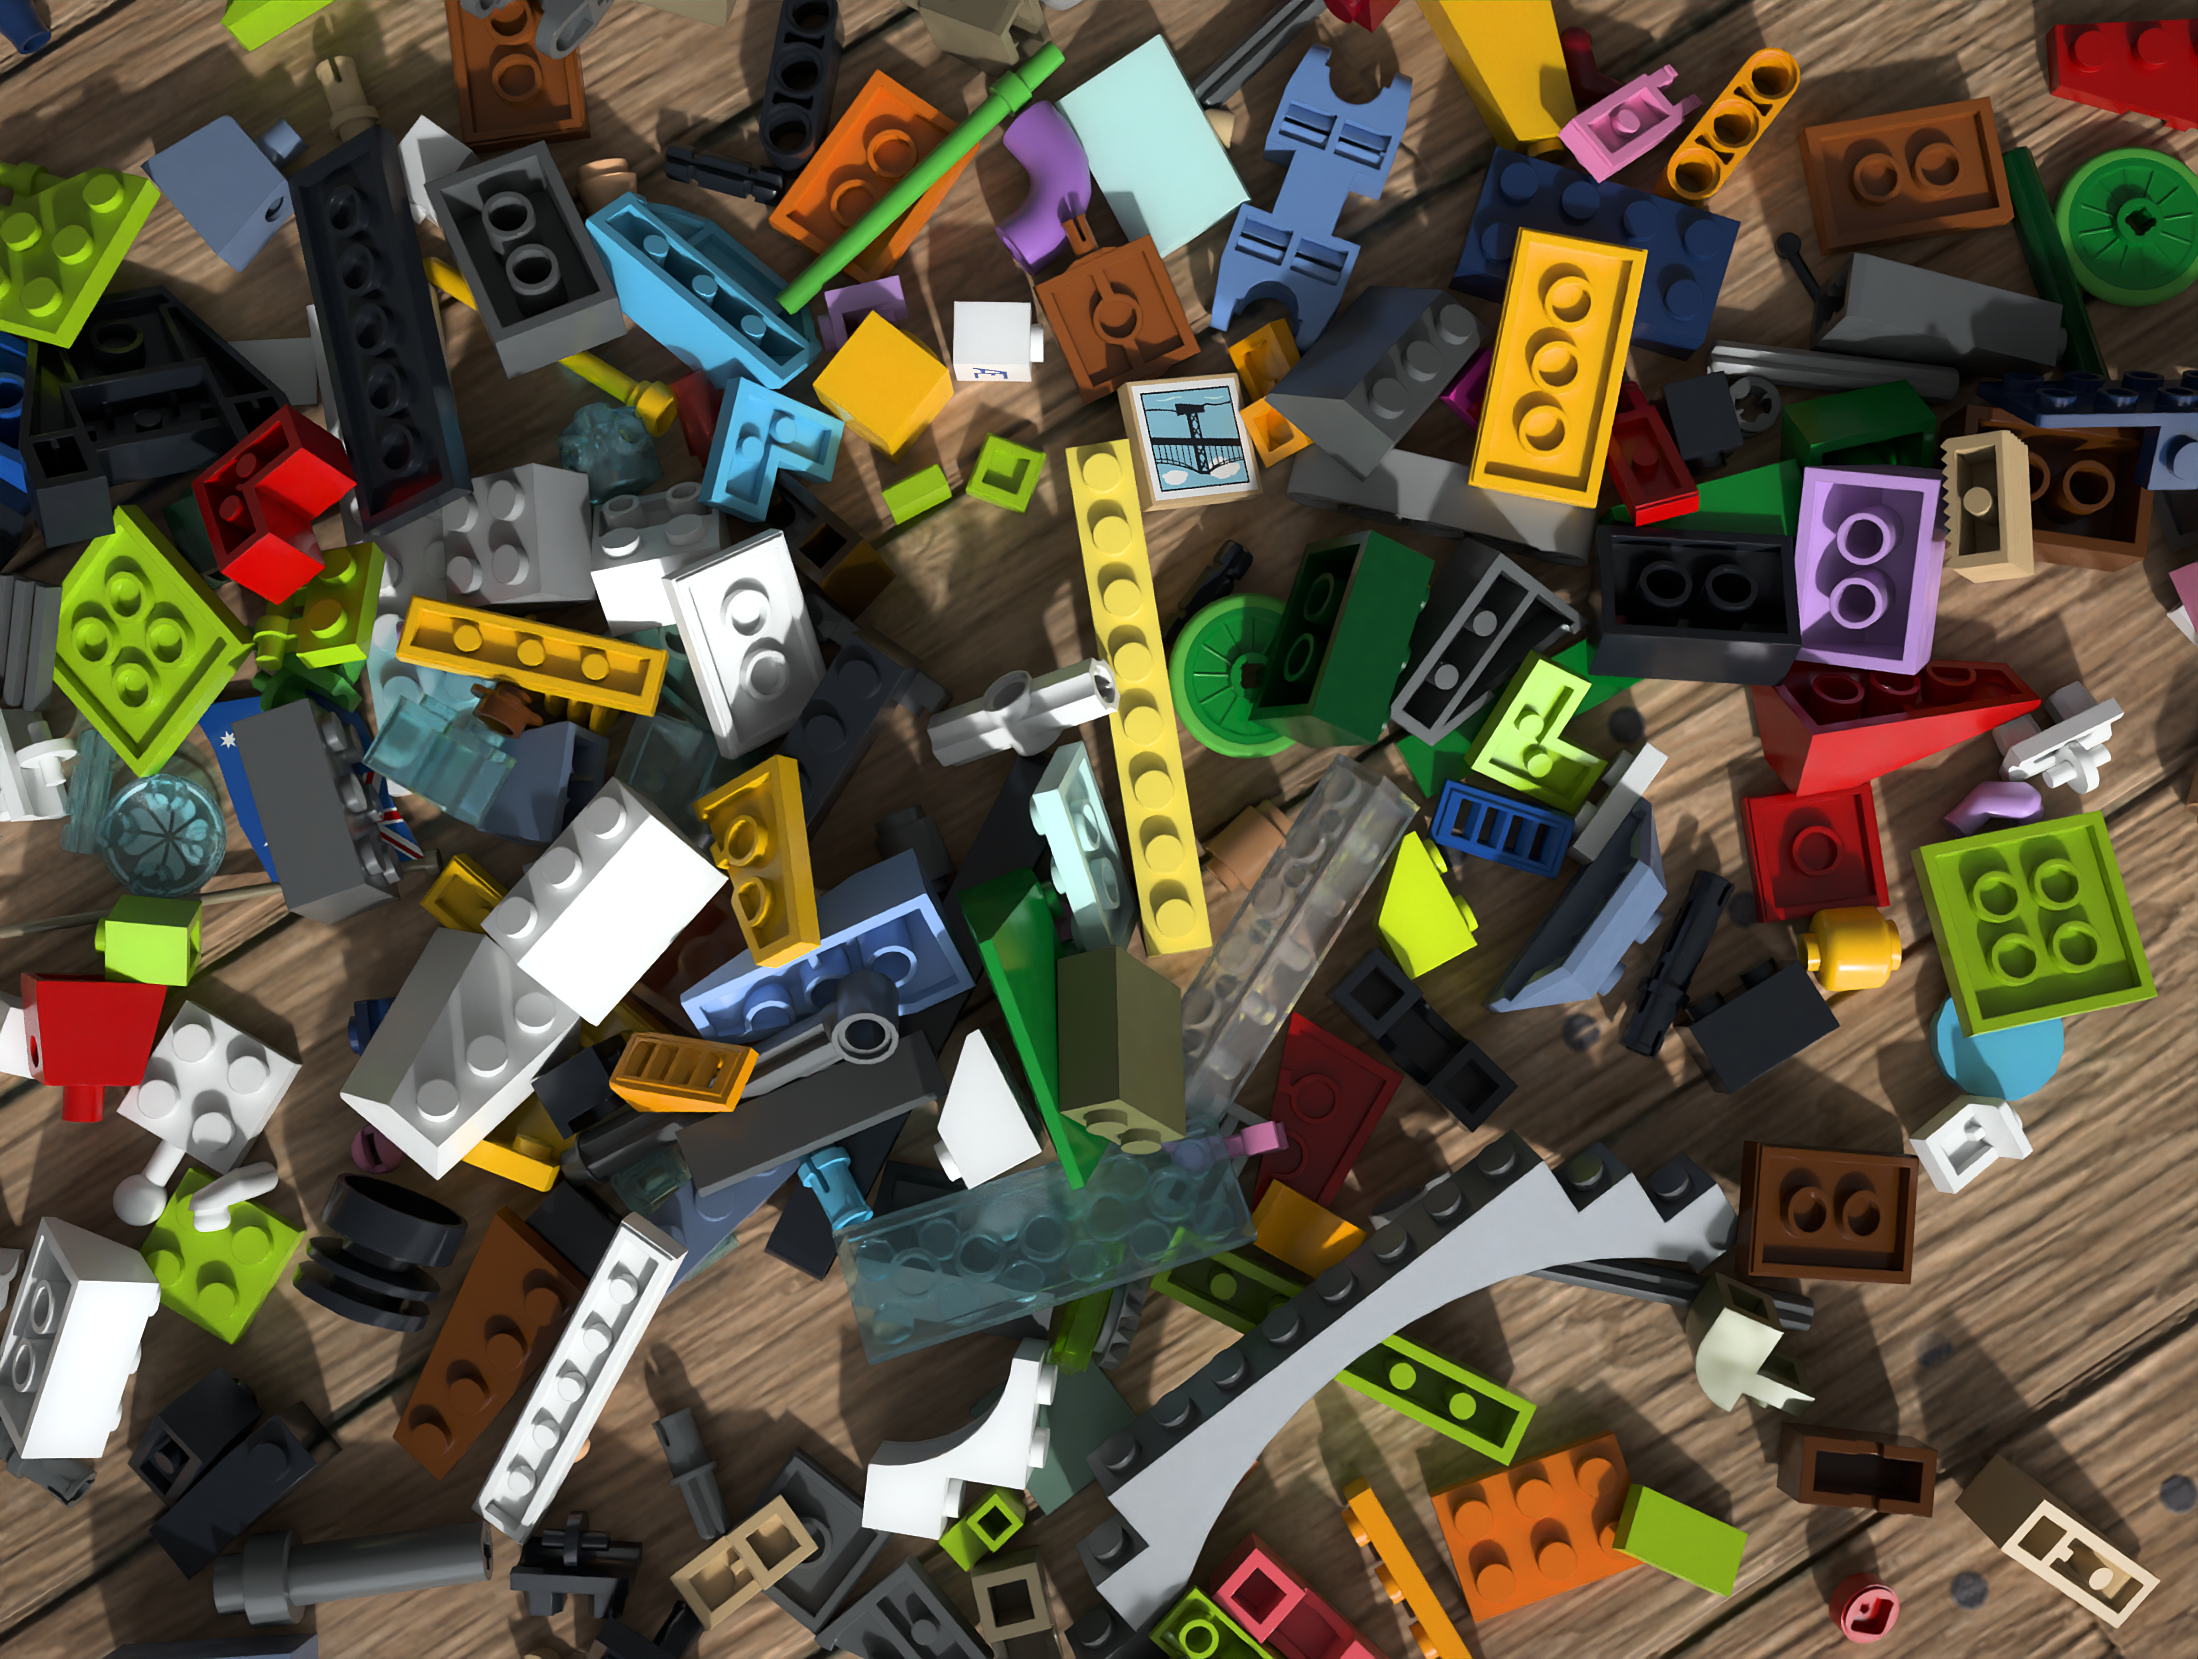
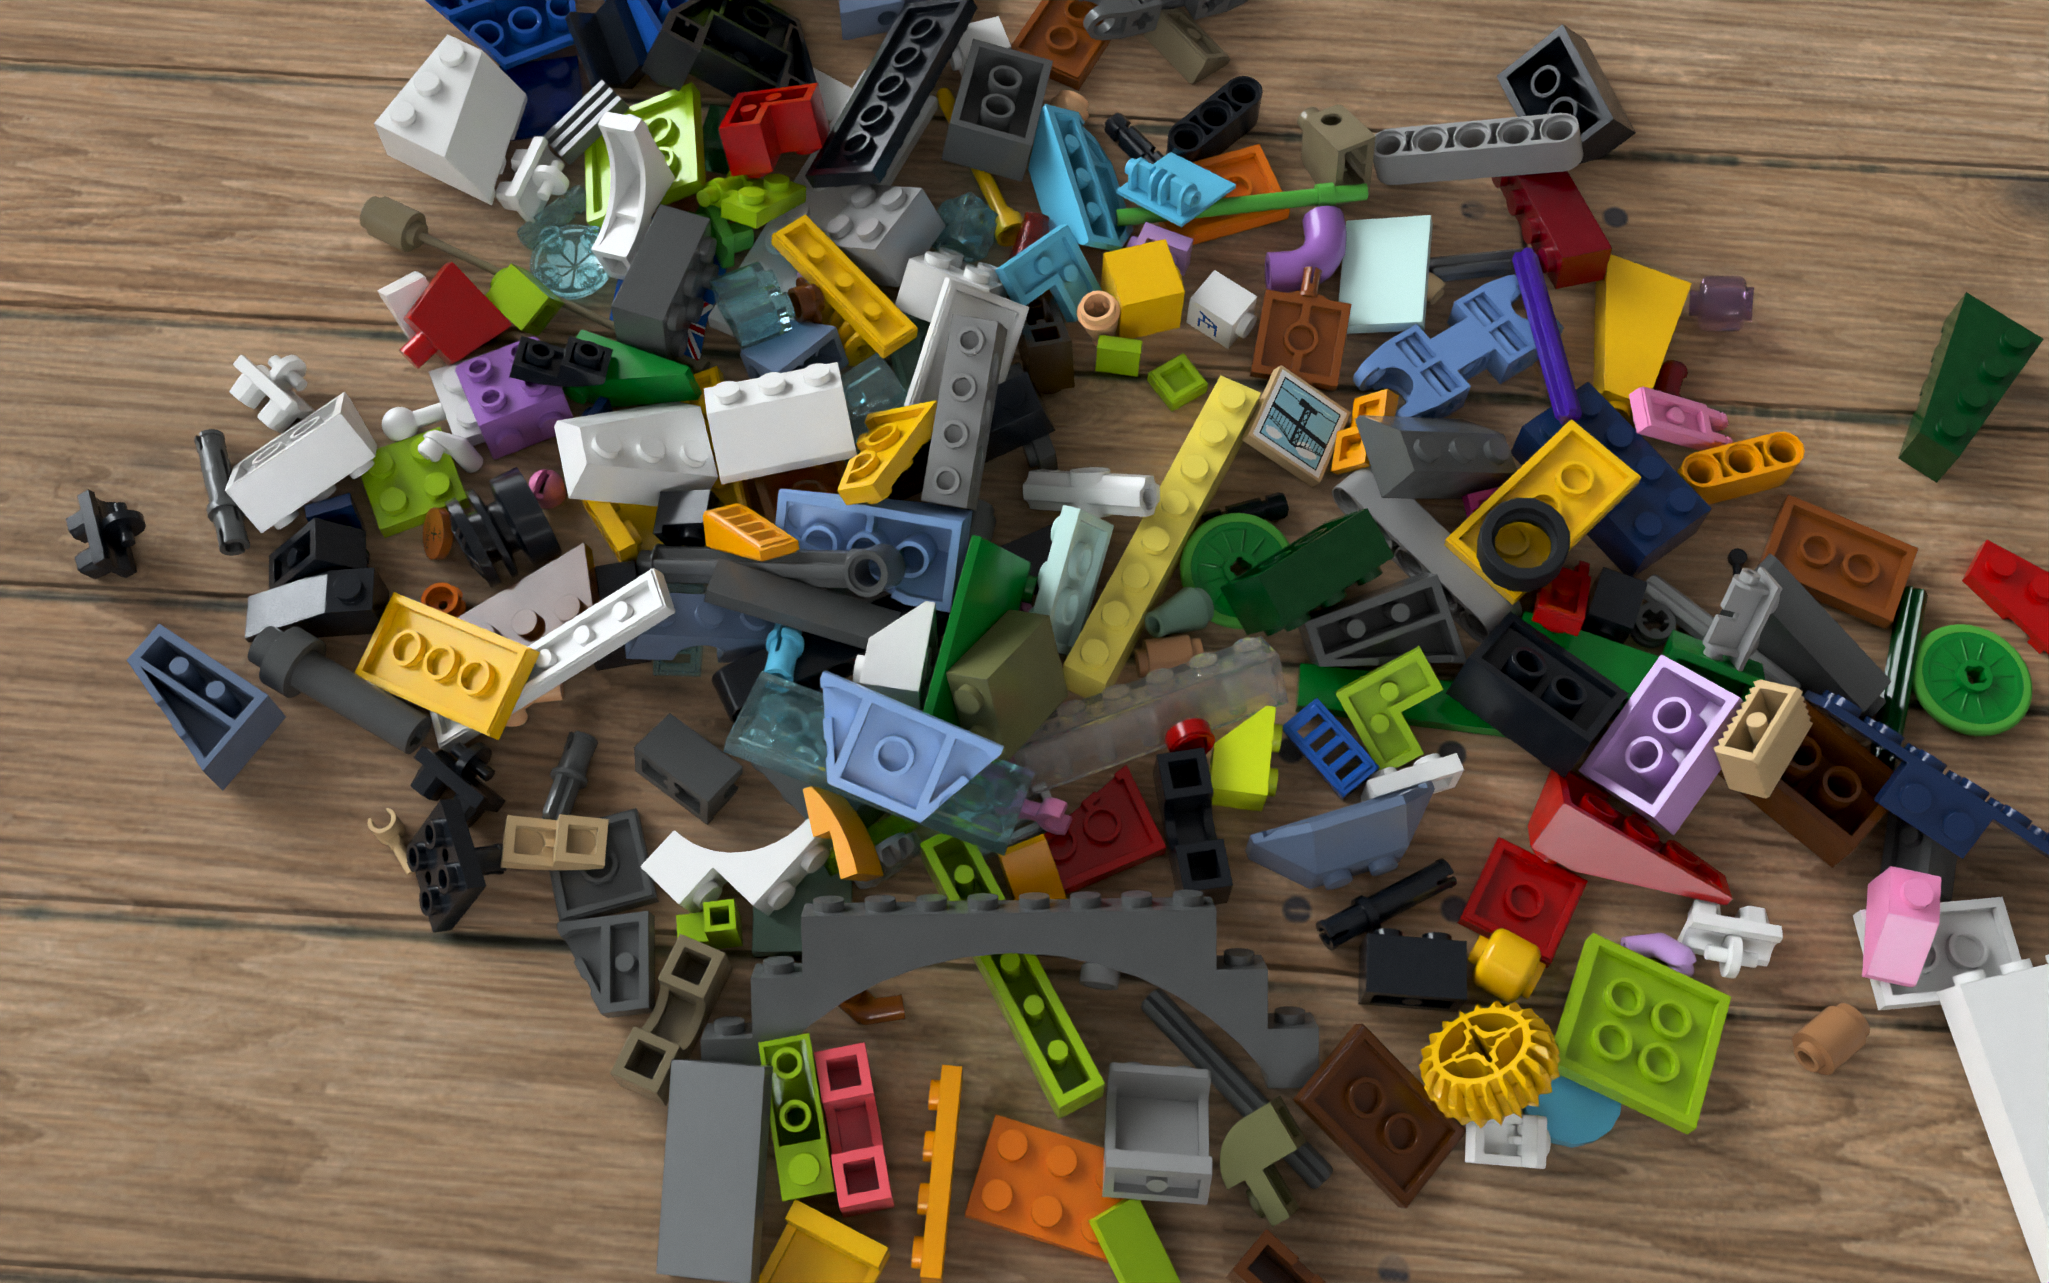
camera: 30 degrees right, 20 degrees down
(169, 1373) = (337, 510): none -> dark blue plate
(179, 714) = (636, 189): none -> white arch
(245, 1071) = (508, 409): none -> medium lavender bracket
(291, 1003) = (576, 366): none -> black slope
(299, 1306) = (437, 534): none -> dark orange piece
(347, 957) = (637, 378): none -> green slope
(364, 1377) = (444, 593): none -> orange plate
(456, 1461) = (447, 665): none -> yellow tile
(811, 1366) = (687, 768): none -> dark grey hinge
(824, 751) = (964, 412): none -> light grey brick
(827, 221) = (1173, 187): none -> medium azure hinge
(847, 464) = (1099, 314): none -> light nougat cone
(1070, 1240) = (895, 750): none -> light blue wing
(1072, 1345) = (836, 819): none -> light orange slope
(1225, 780) = (1183, 612): none -> sand green cone
(1348, 940) = (1189, 735): none -> red tile
(1411, 119) = (1546, 336): none -> dark purple axle
(1617, 1405) = (1157, 1133): none -> light grey panel
(1620, 435) = (1527, 511): none -> black tyre
(1877, 1118) = (1490, 1063): none -> yellow gear
(1879, 361) = (1752, 599): none -> light grey hinge

